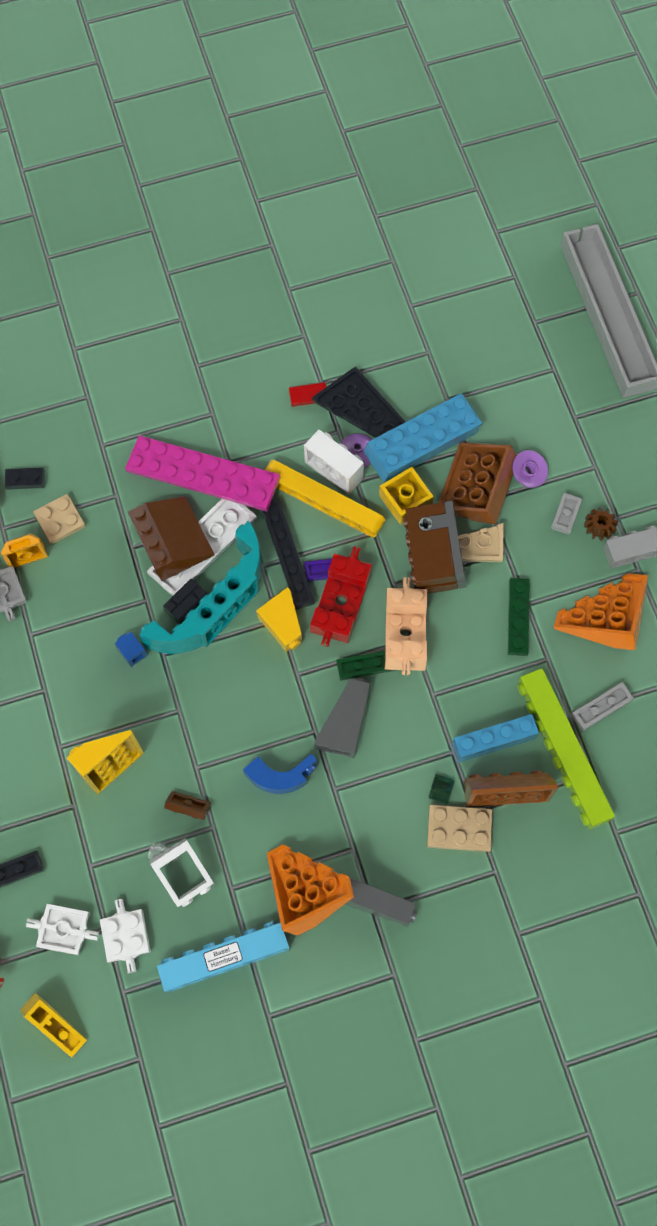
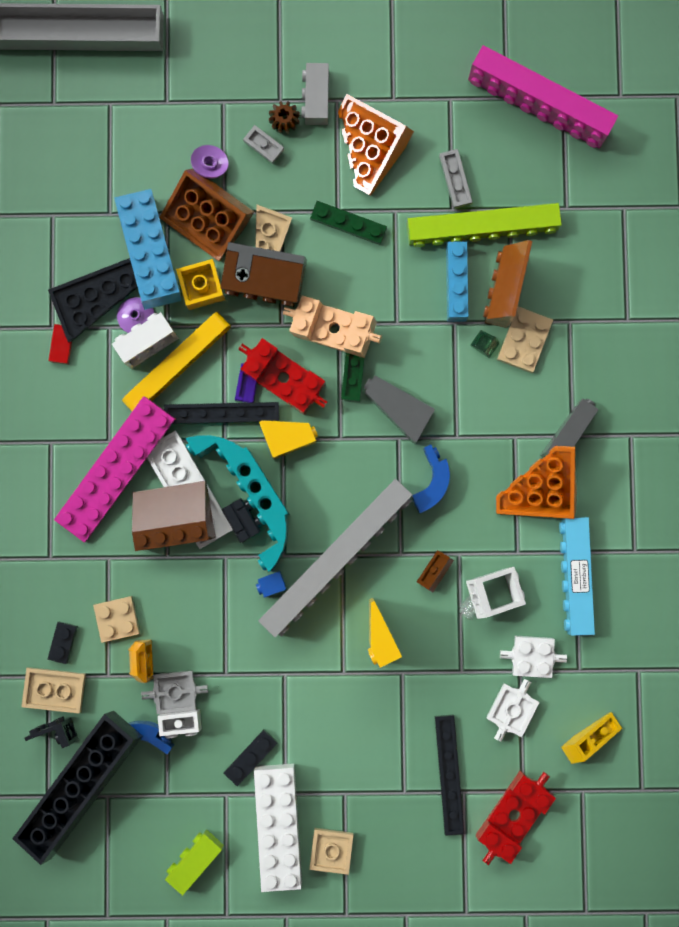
camera: 70 degrees left, 15 degrees up
(173, 699) = (332, 561): none -> light grey piece

